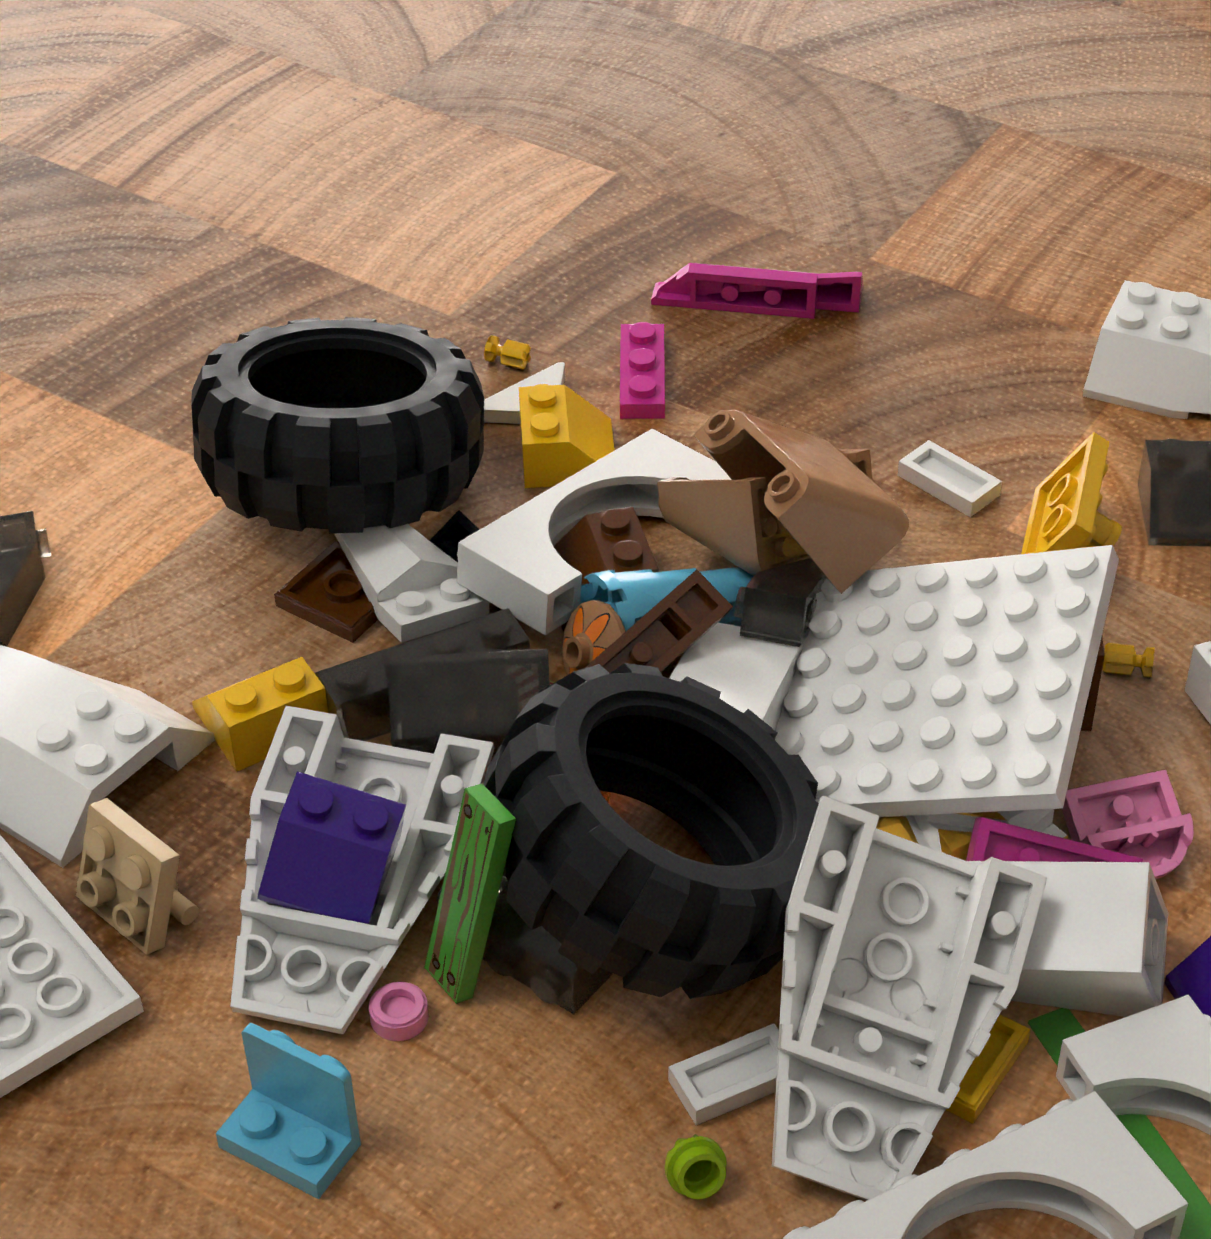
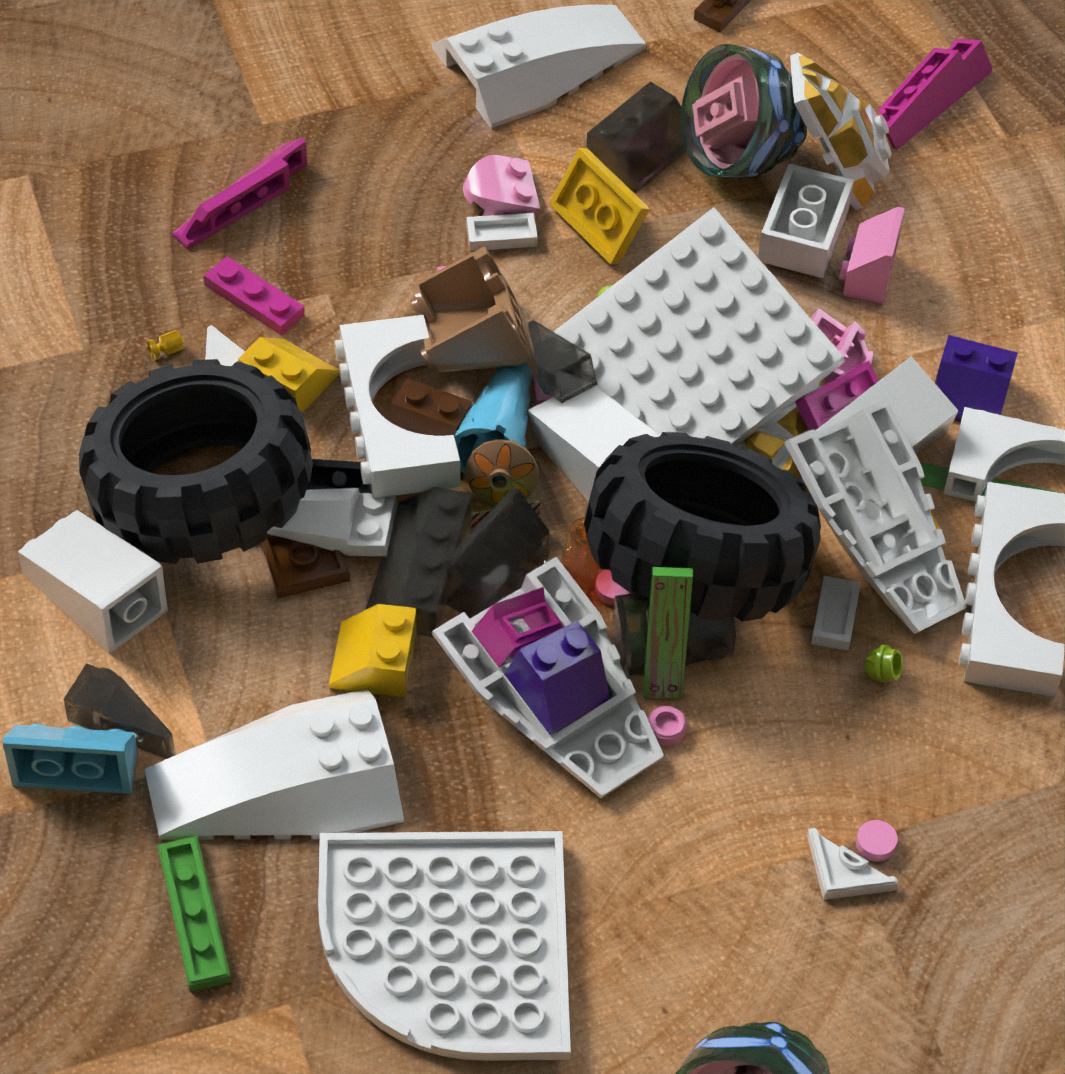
camera: 55 degrees left, 10 degrees up
(130, 877) = (474, 784): tan plate -> none
(143, 473) = (96, 579): none -> white slope
(297, 1115) = (708, 807): medium azure bracket -> none
(369, 761) = (515, 625): none -> dark pink window
(668, 627) = (549, 453): reddish brown hinge -> none
(811, 490) = (548, 292): medium nougat windscreen -> none
(1006, 439) = (502, 186): none -> bright pink slope

